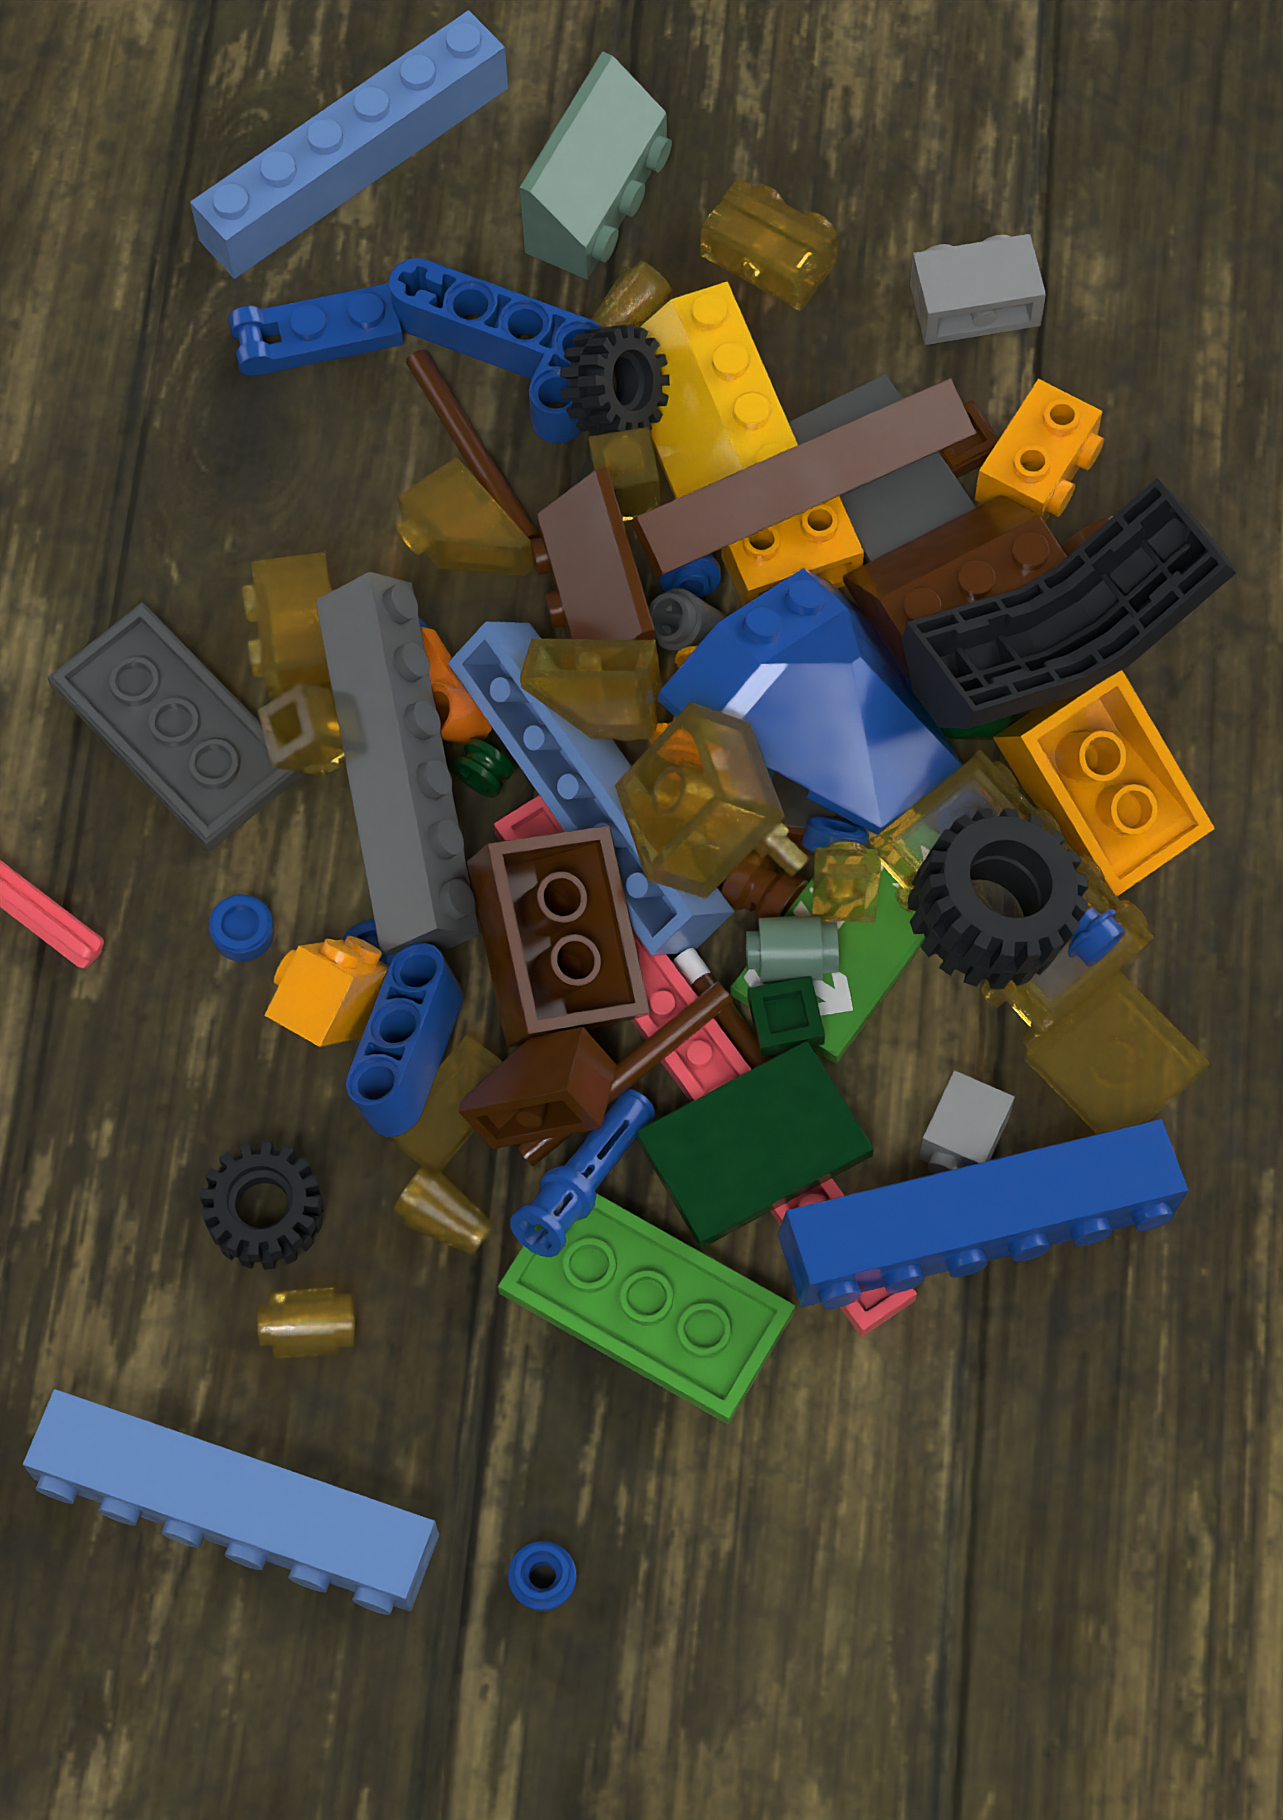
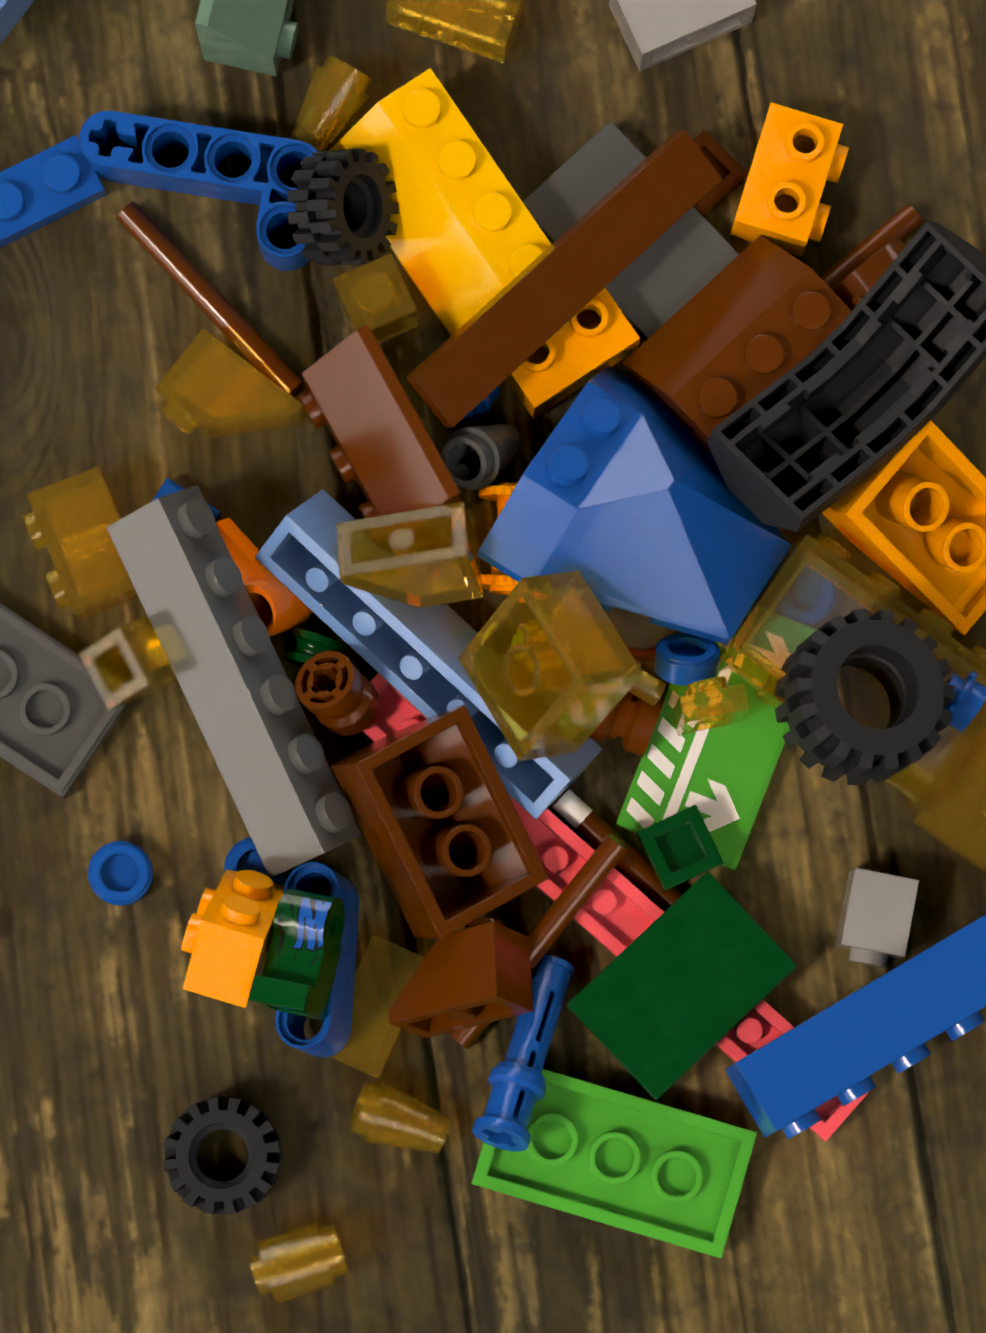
camera: 20 degrees left, 15 degrees up
(387, 1016) = (301, 955): none -> dark green leg
(490, 794) = (337, 693): none -> reddish brown wheel
(793, 948) = (670, 778): sand green brick -> none

